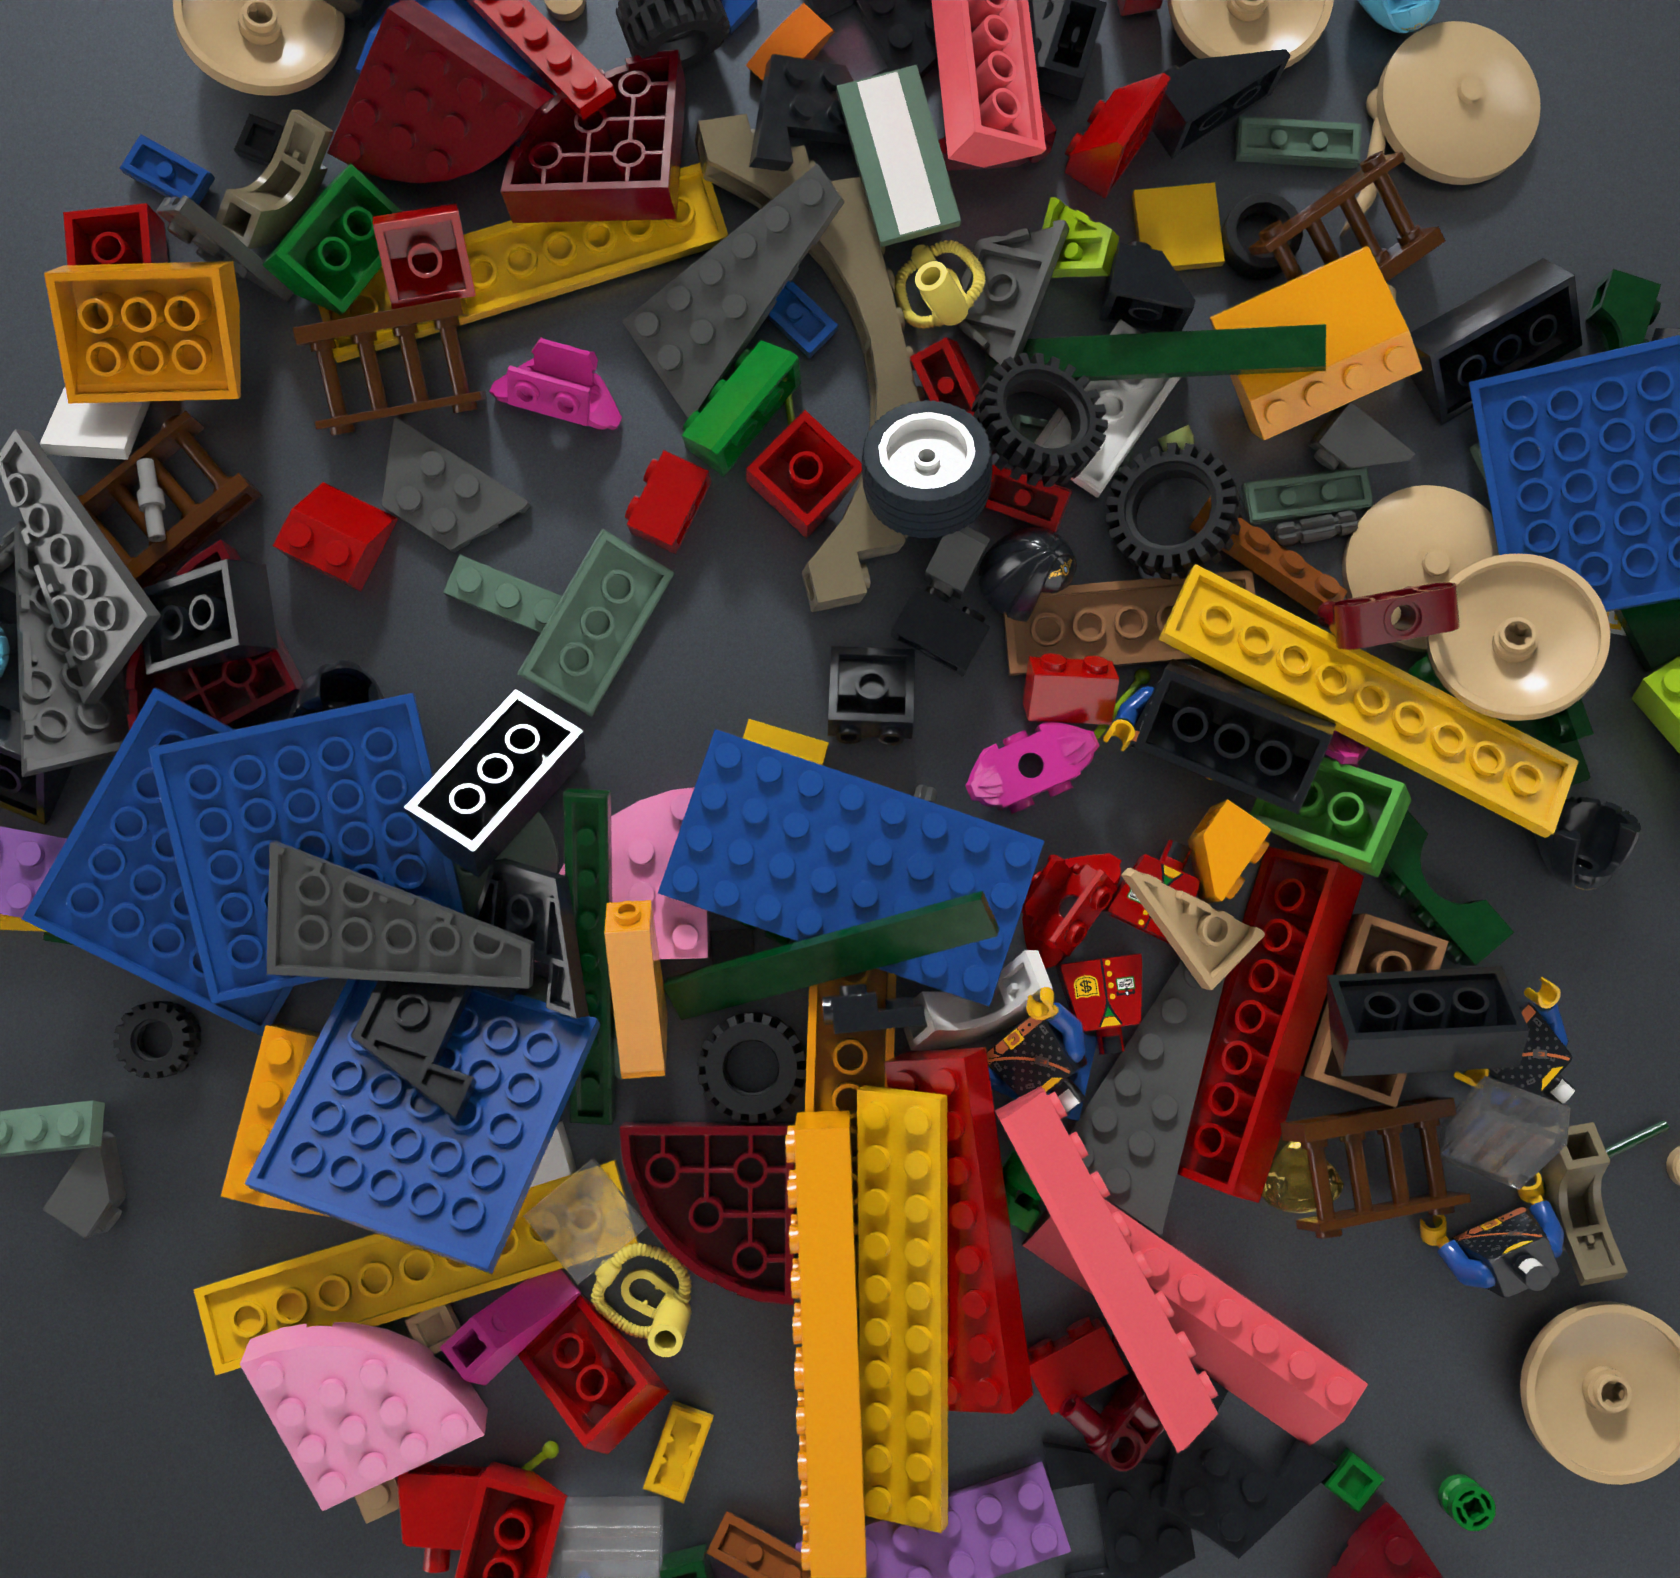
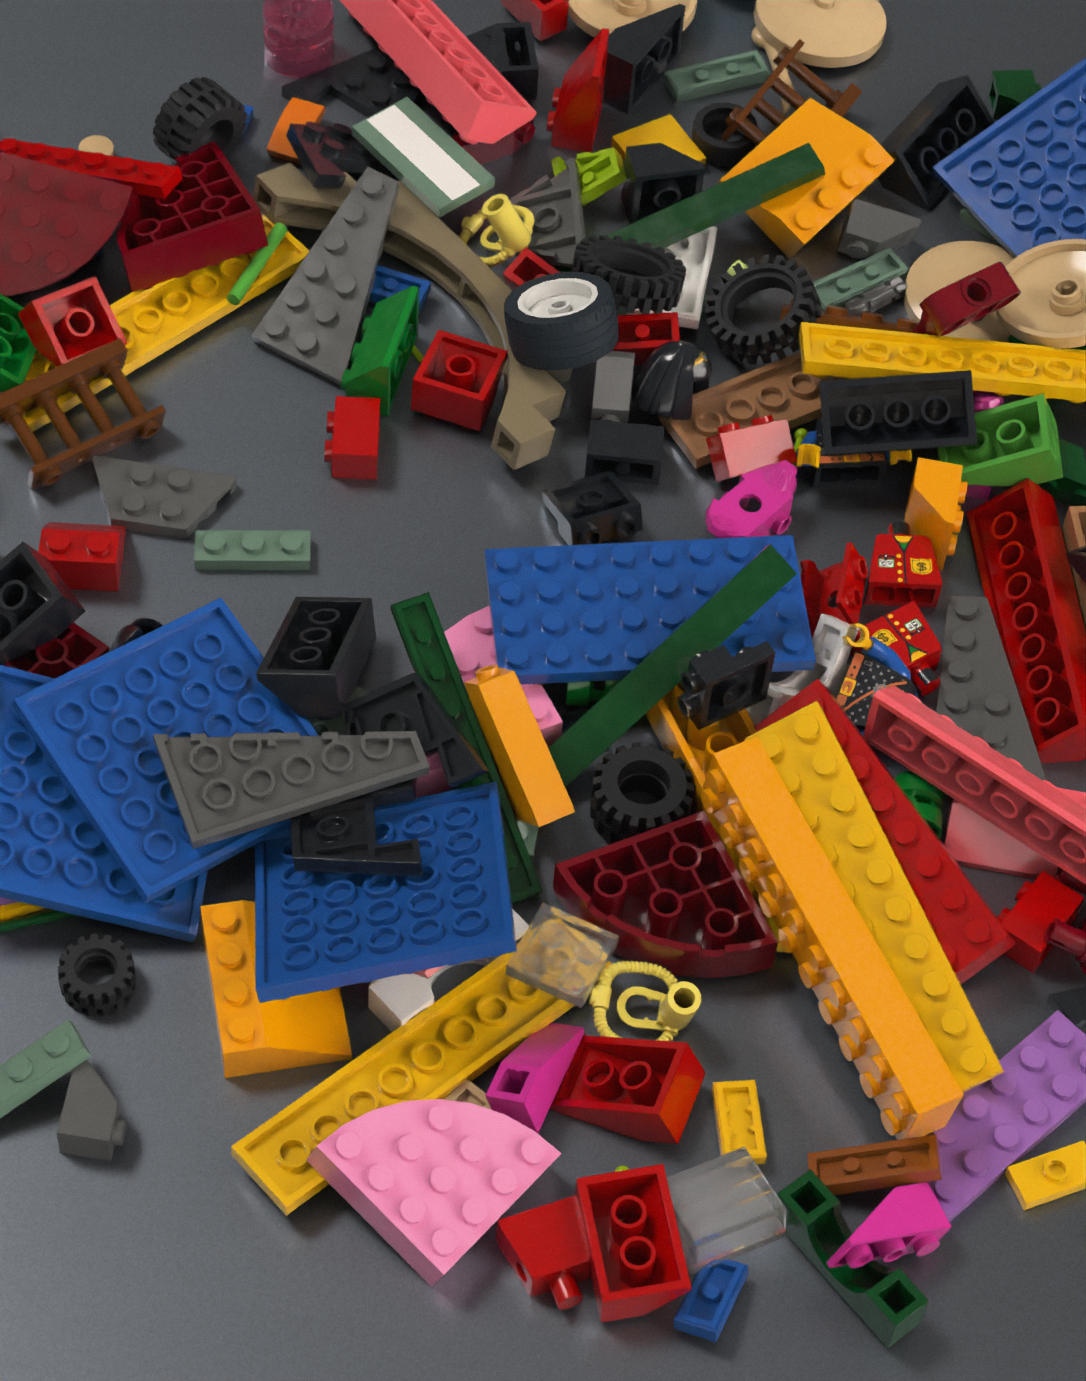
camera: 30 degrees left, 30 degrees down
(379, 1500) = (483, 1269): tan plate -> none
(560, 385) = (221, 383): dark pink piece -> none
(596, 623) = (337, 535): sand green tile -> none
(660, 233) = (256, 264): none -> bright green bar
(1203, 937) = (942, 560): tan wing -> none

